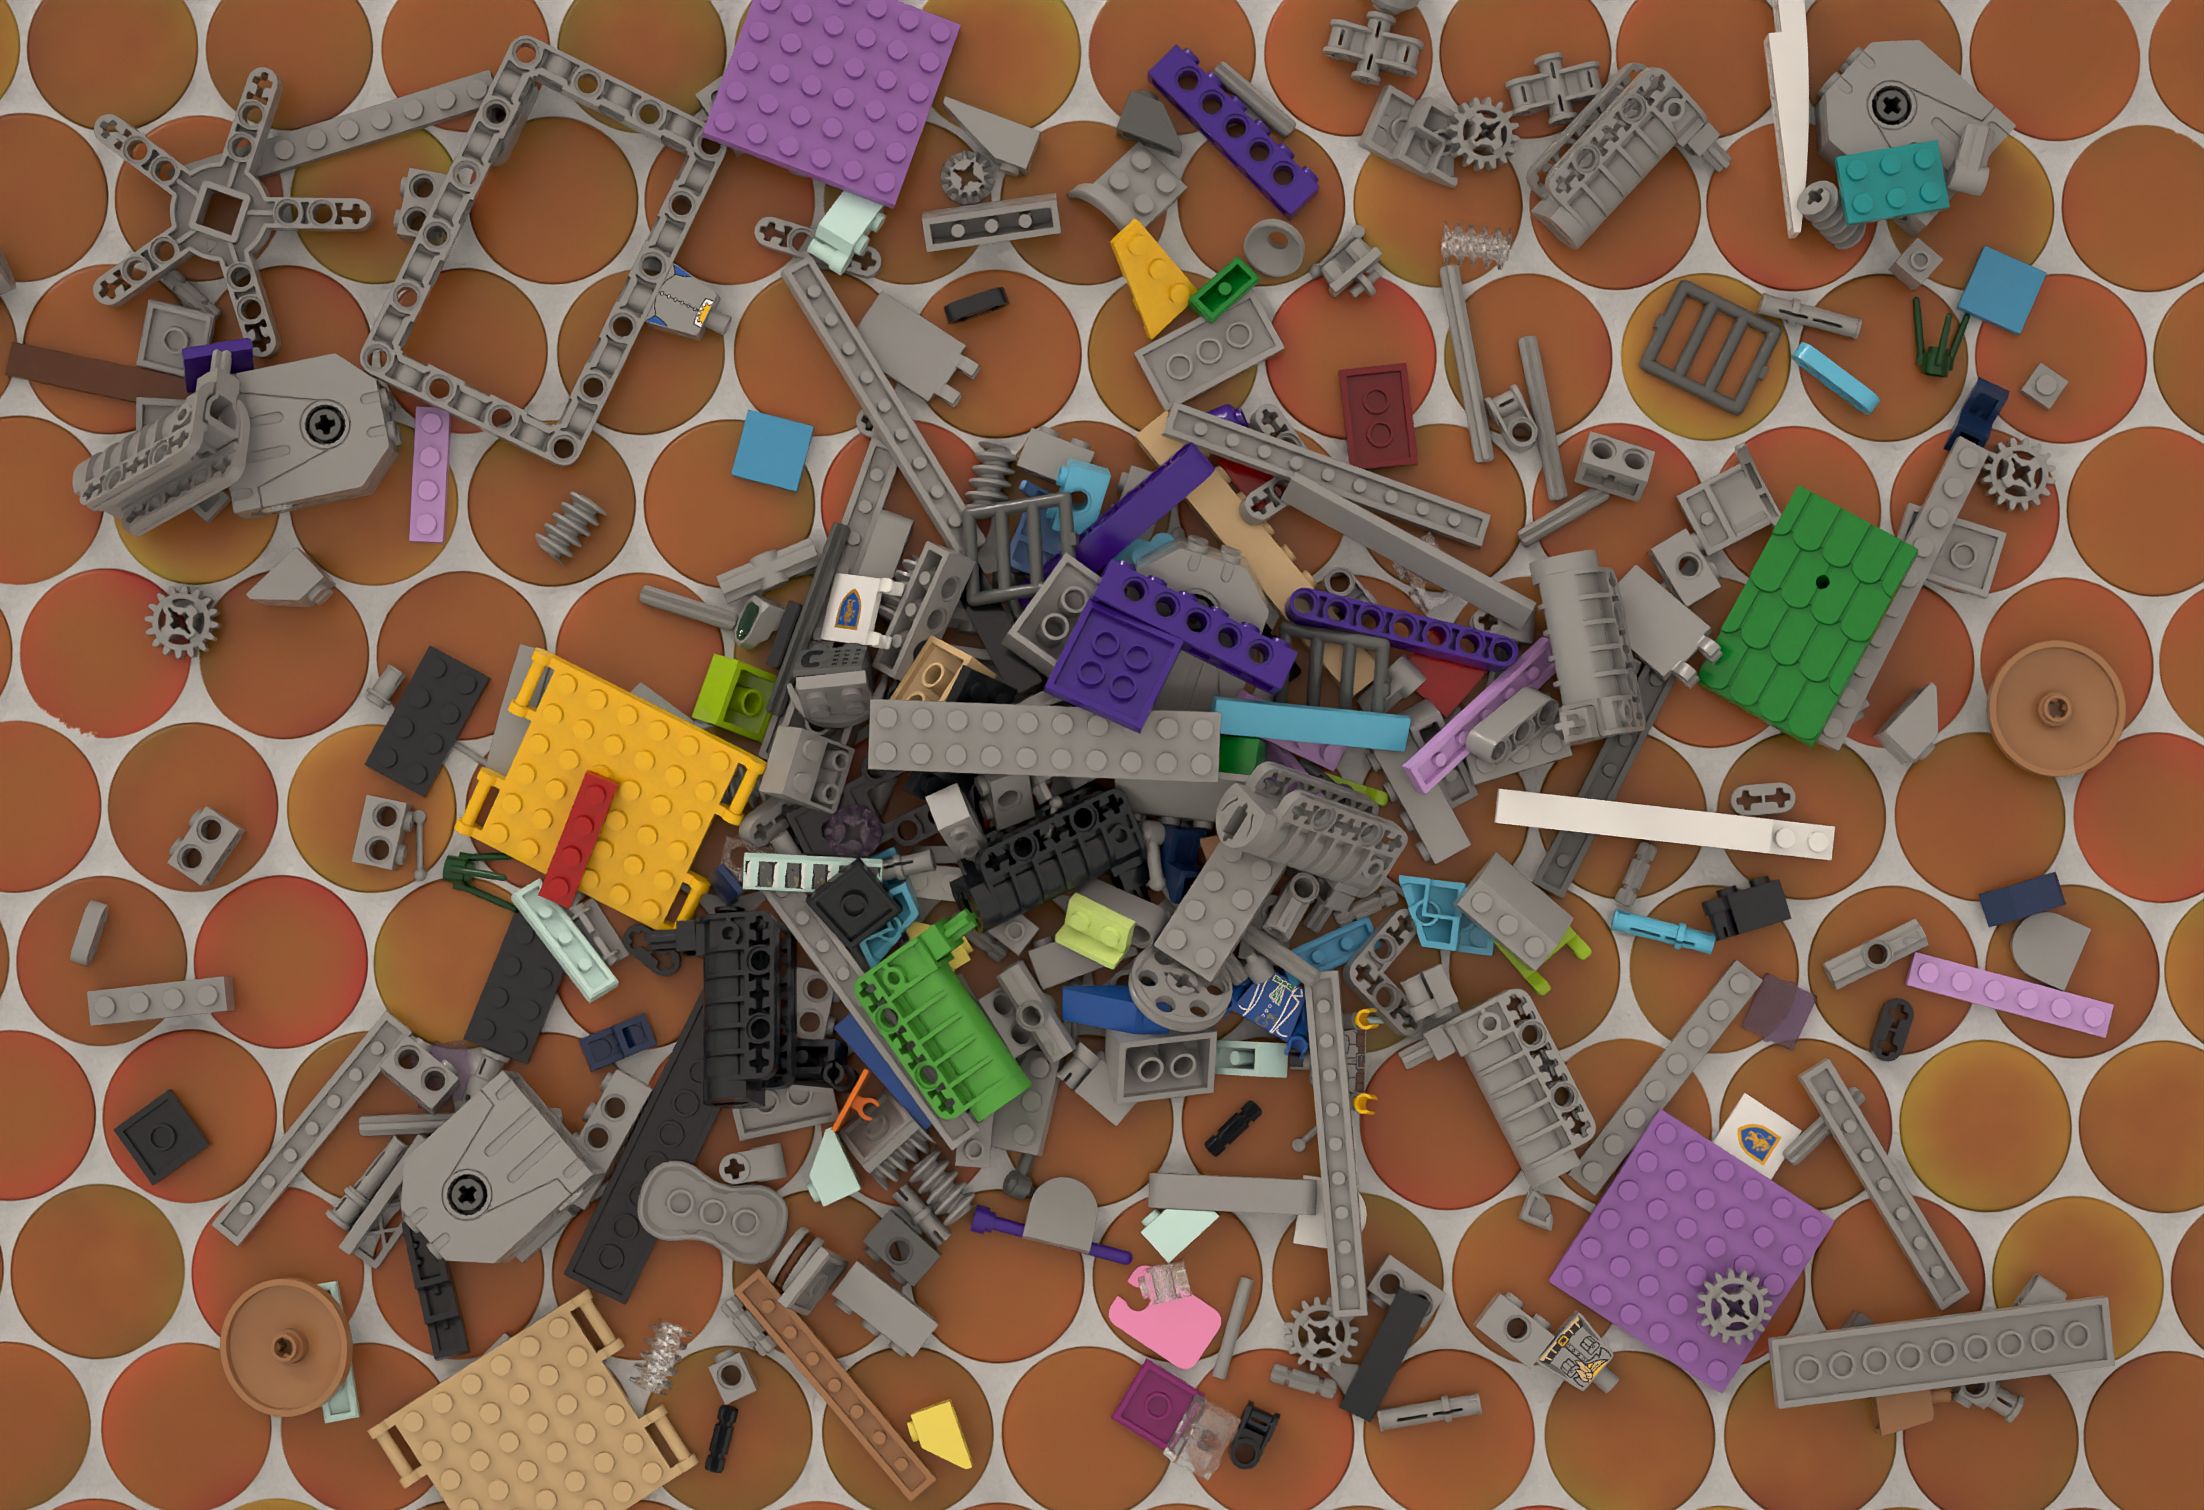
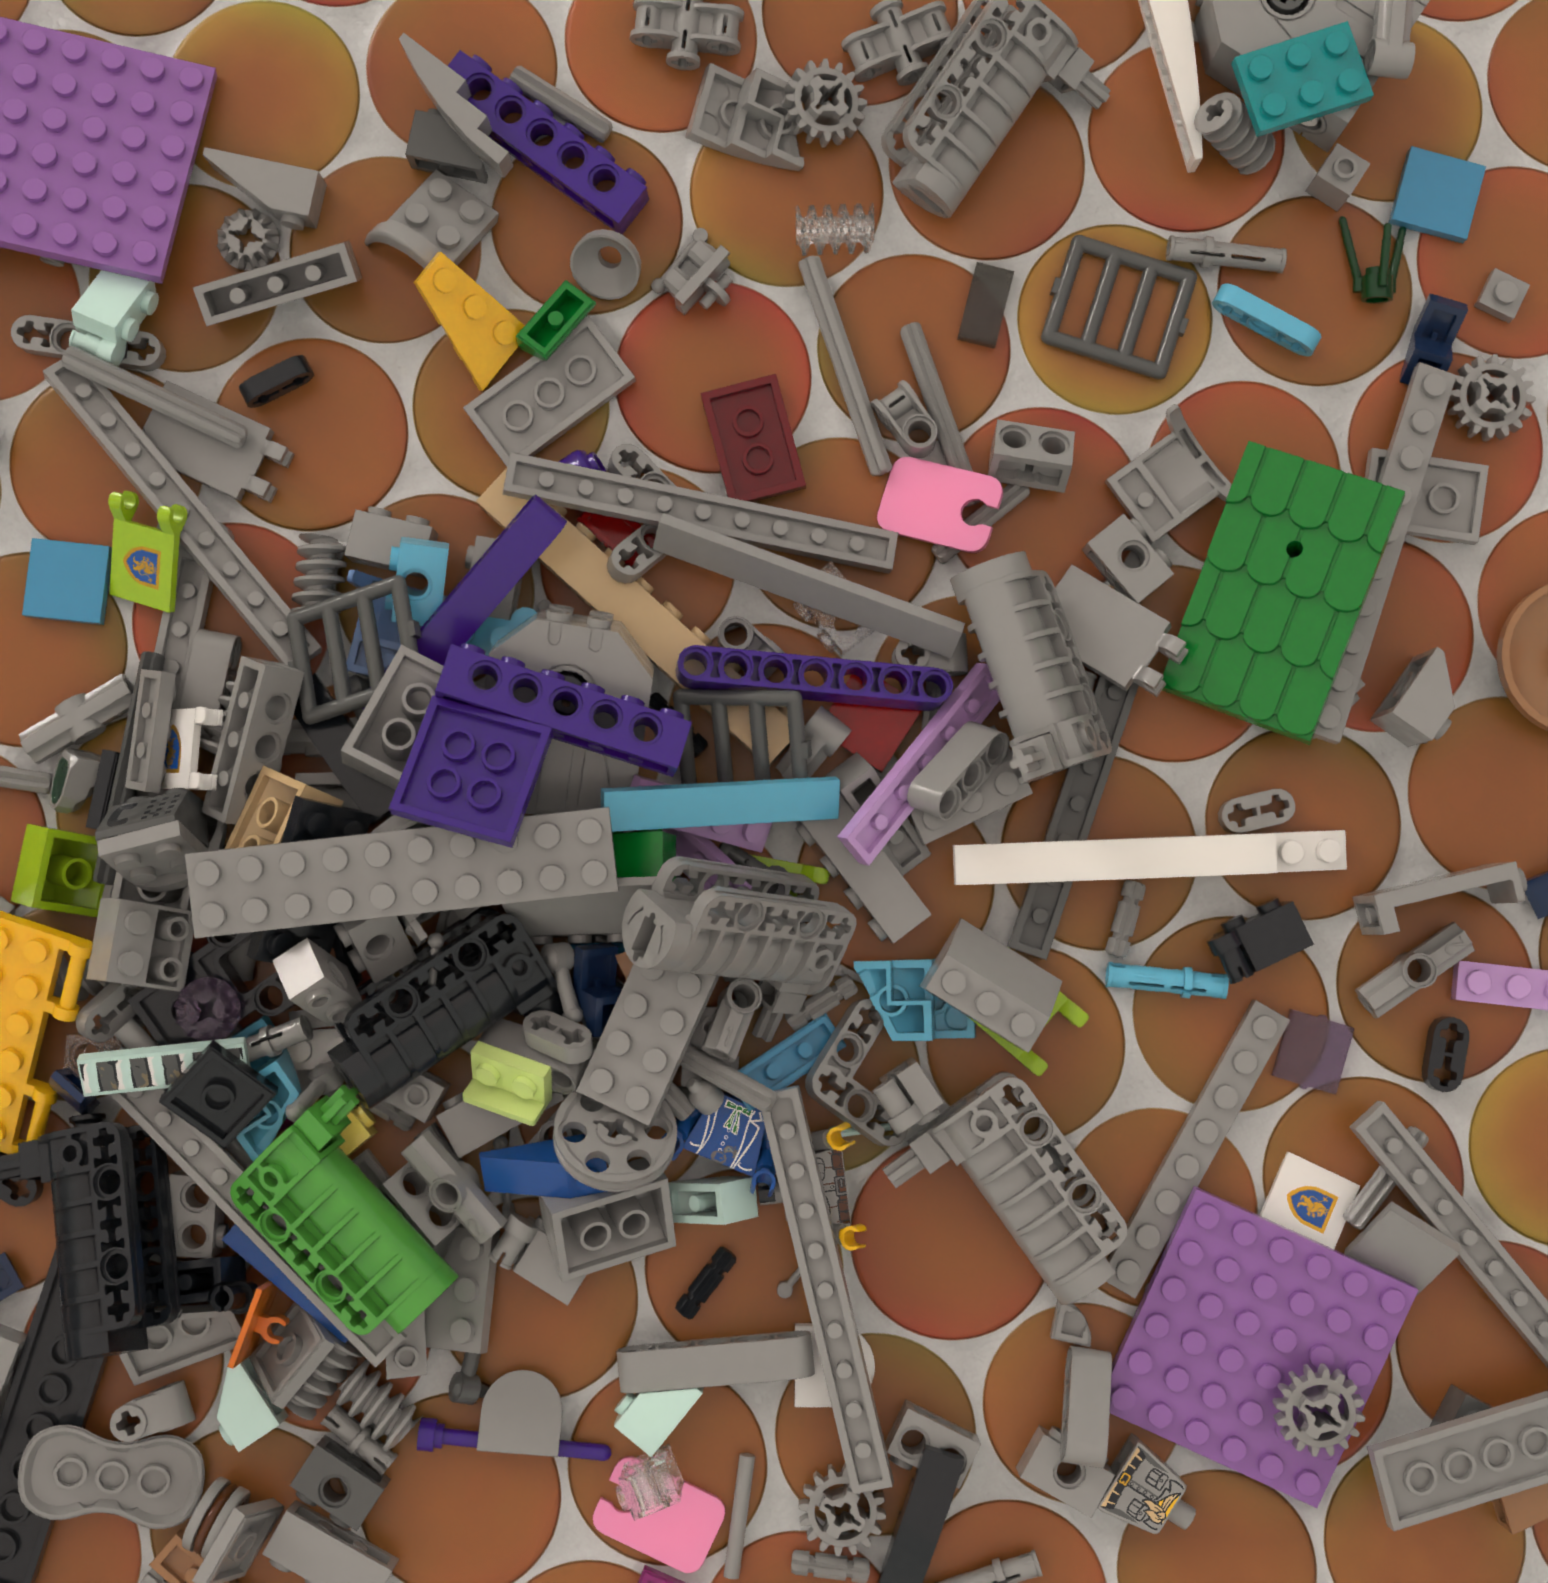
camera: 10 degrees left, 0 degrees up
(835, 591) = (151, 731): none -> light grey plate
(844, 442) = (145, 556): none -> lime flag
(874, 306) = (154, 396): none -> light grey axle
(937, 908) = (324, 1081): none -> light grey piece
(1143, 898) = (558, 1037): none -> light grey beam
(1161, 84) = (450, 96): none -> light grey slope
(1520, 494) = (928, 502): none -> bright pink piece
(1539, 1276) = (1086, 1407): none -> light grey beam
(1595, 328) = (985, 305): none -> clear smoke tile
(1828, 1184) = (1404, 1247): none -> light grey tile
(1849, 894) = (1376, 909): none -> light grey panel

